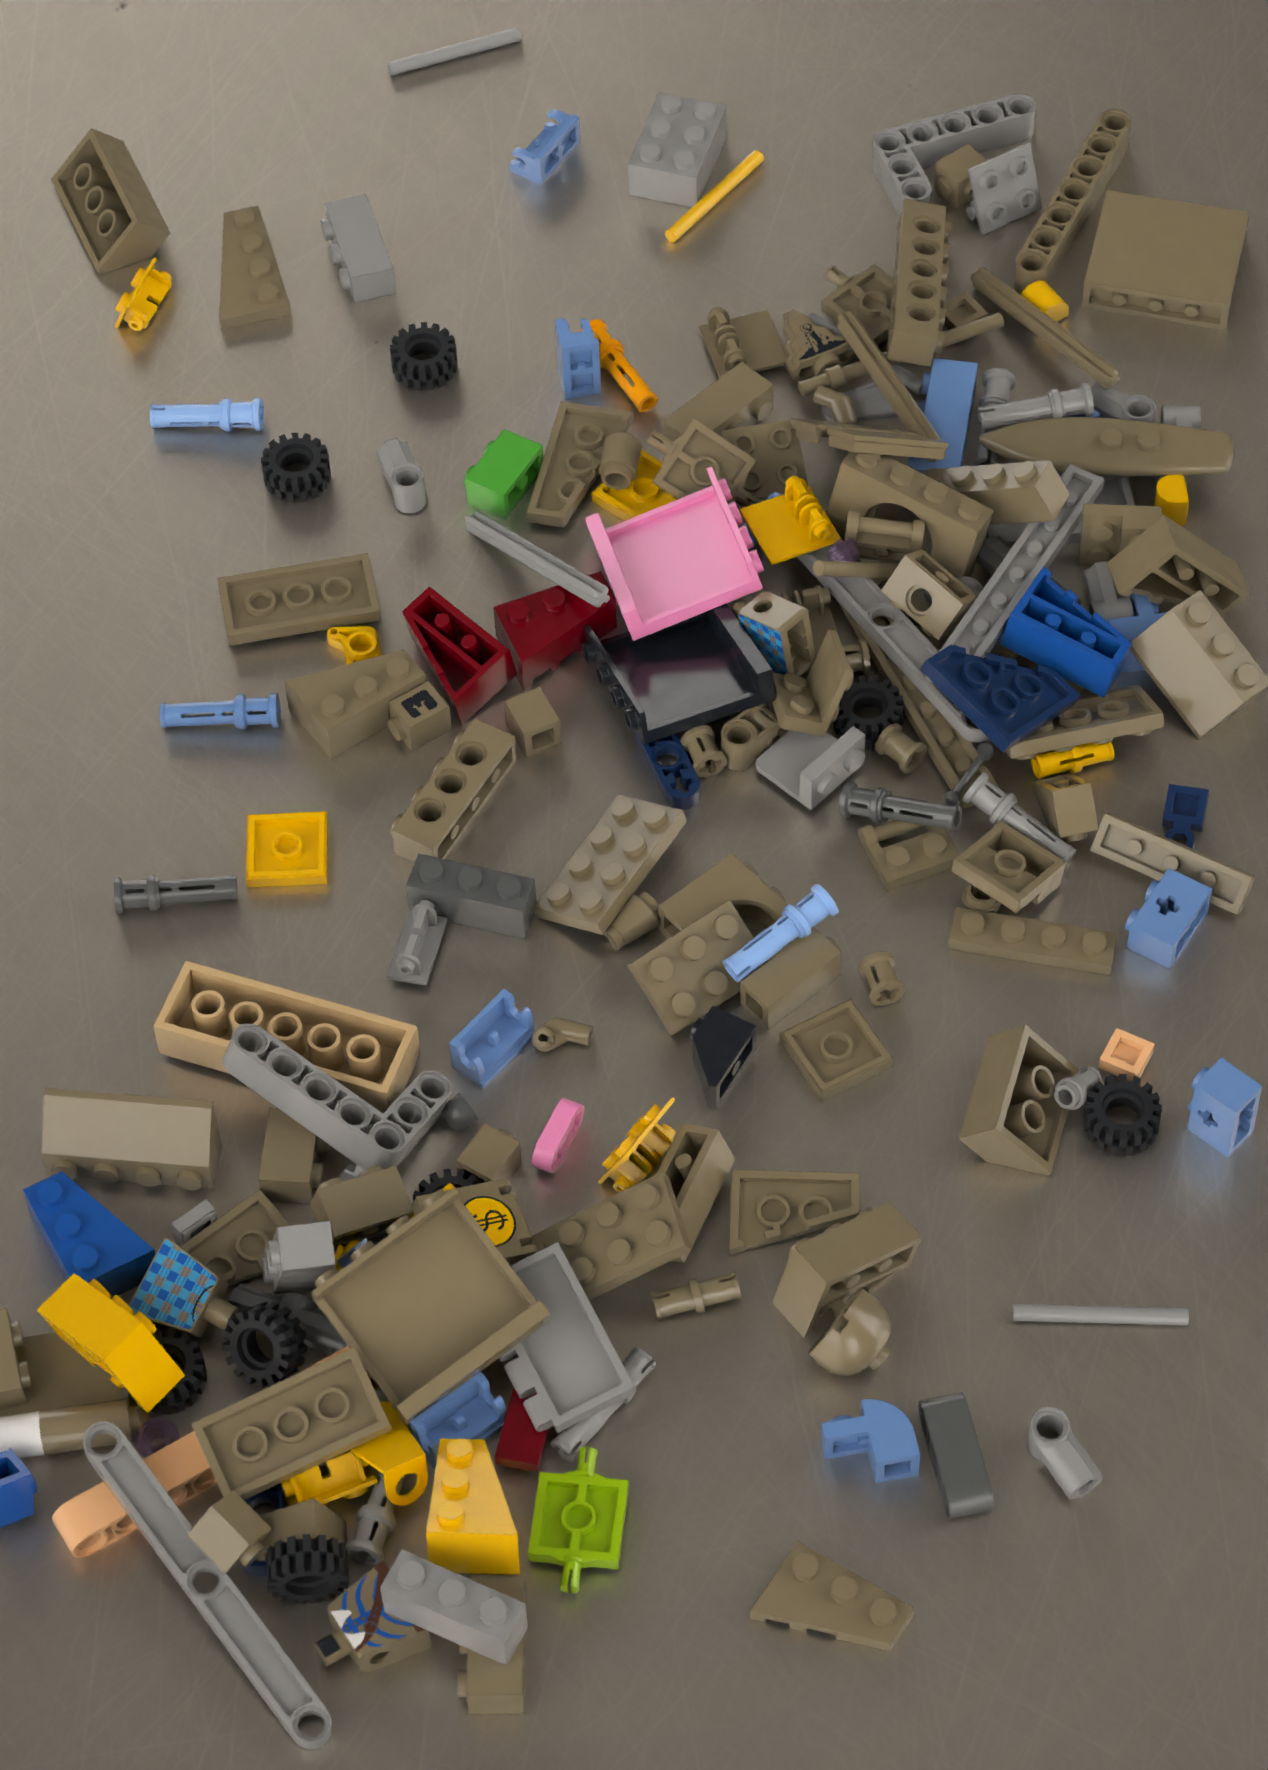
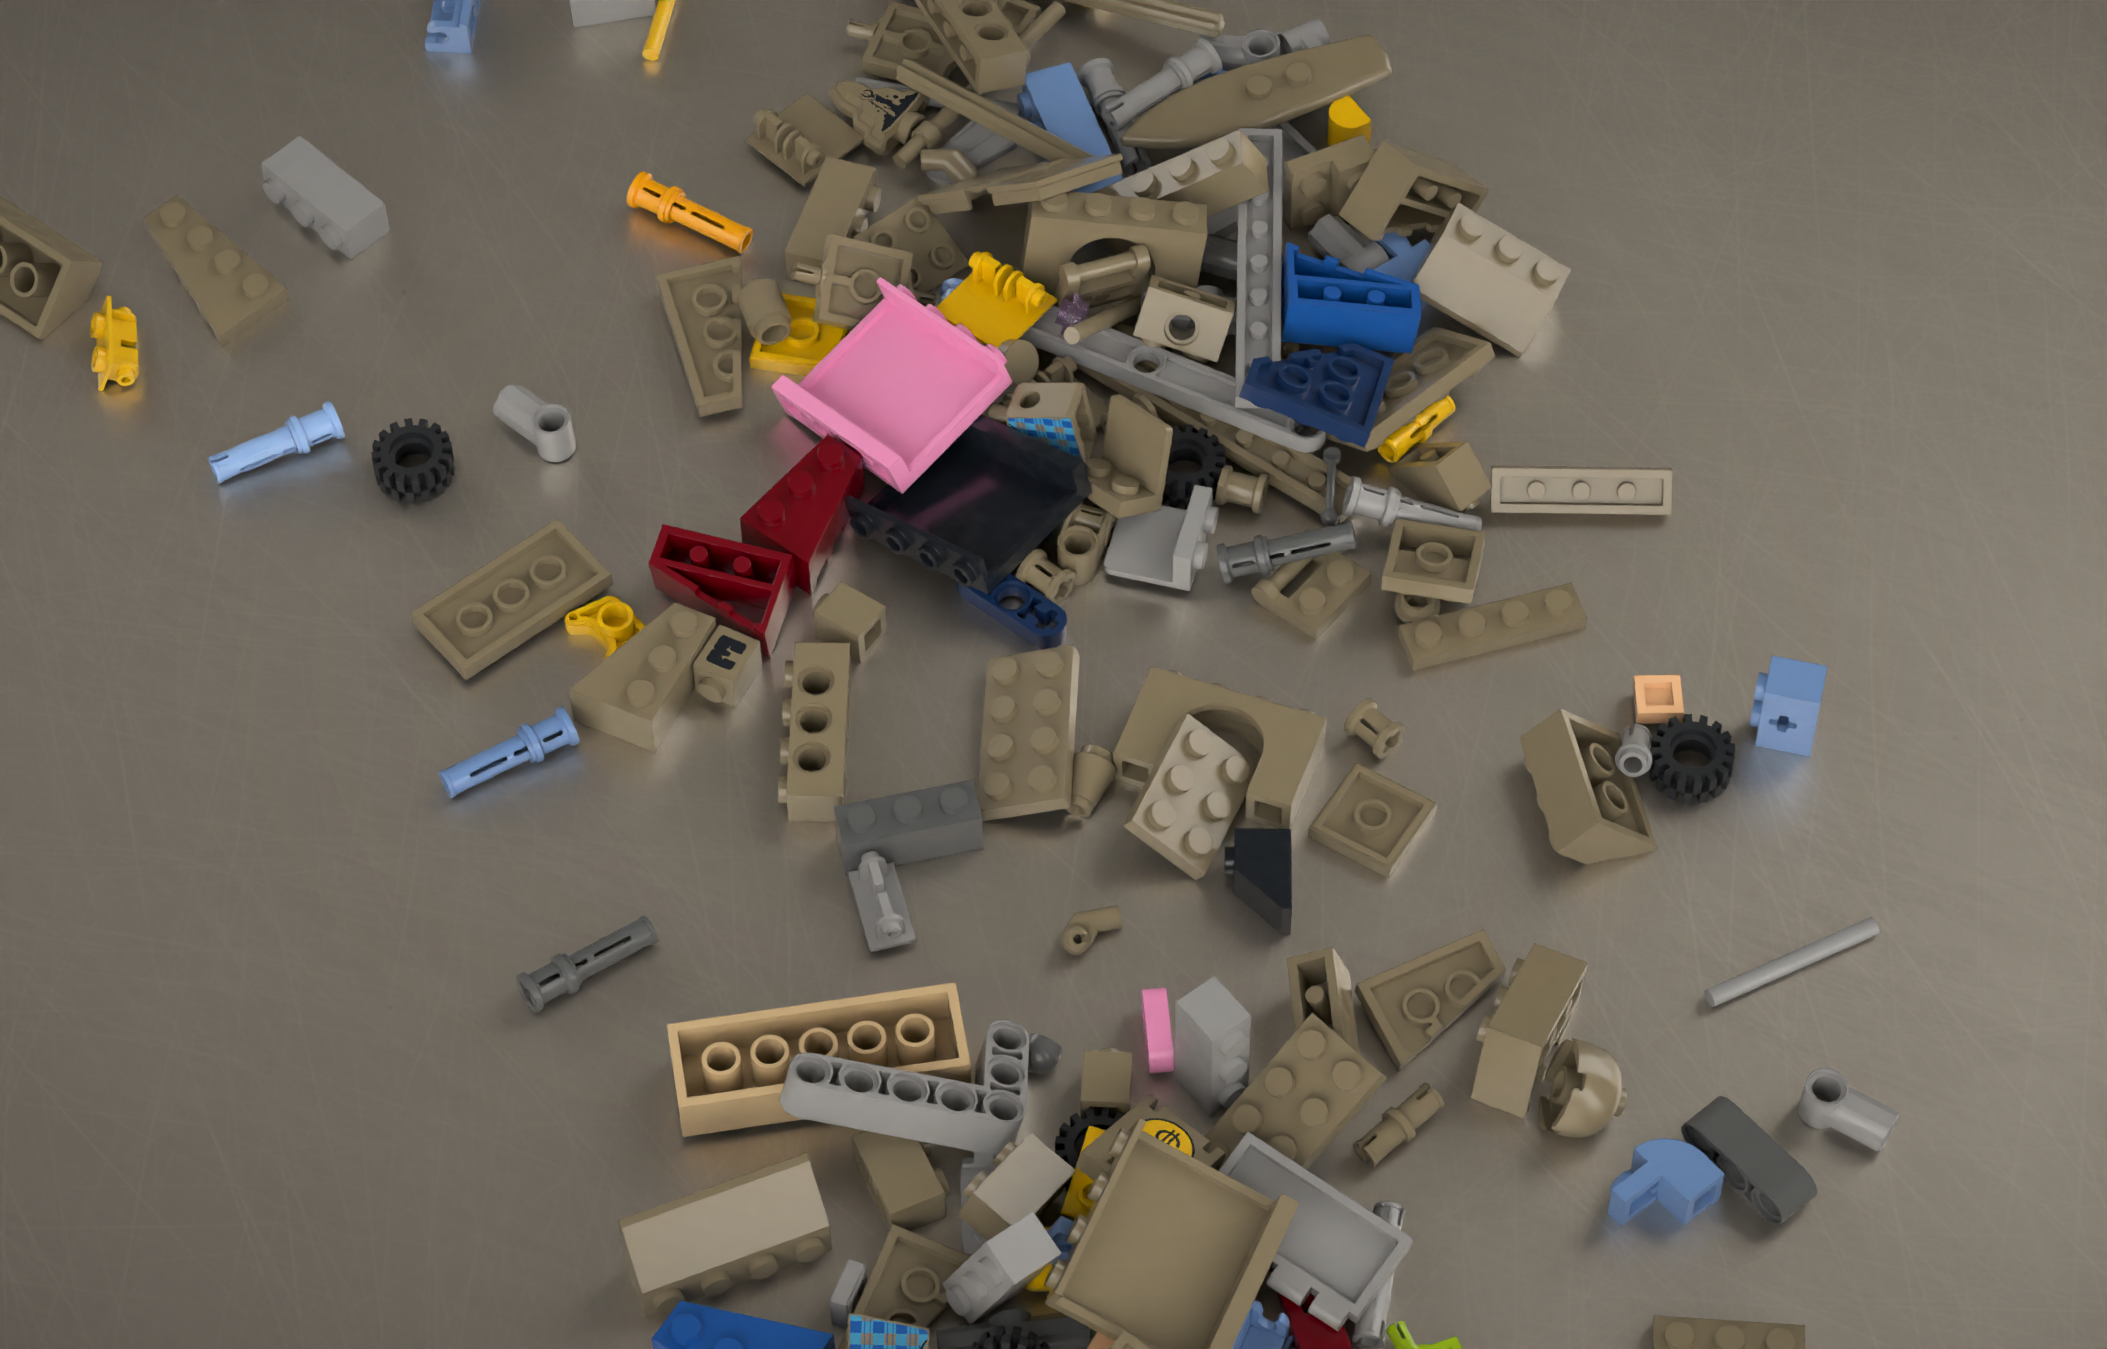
camera: 30 degrees left, 0 degrees up
(287, 849) = (674, 866): yellow tile -> none
(423, 341) = (472, 267): black tyre -> none
(491, 1040) = (1026, 966): medium blue hinge -> none
(503, 474) = (645, 376): bright green brick -> none
(537, 559) = (752, 448): light grey axle -> none
(575, 1160) = (1212, 1046): none -> light grey brick
(577, 360) = (650, 223): medium blue hinge -> none
(639, 1150) = (1254, 991): yellow hinge -> none
(779, 574) = (1021, 360): none -> dark tan tile
(794, 923) = (1267, 708): light blue pin -> none
(1168, 917) = (1612, 546): medium blue brick -> none
(1185, 812) = (1560, 434): dark blue plate -> none

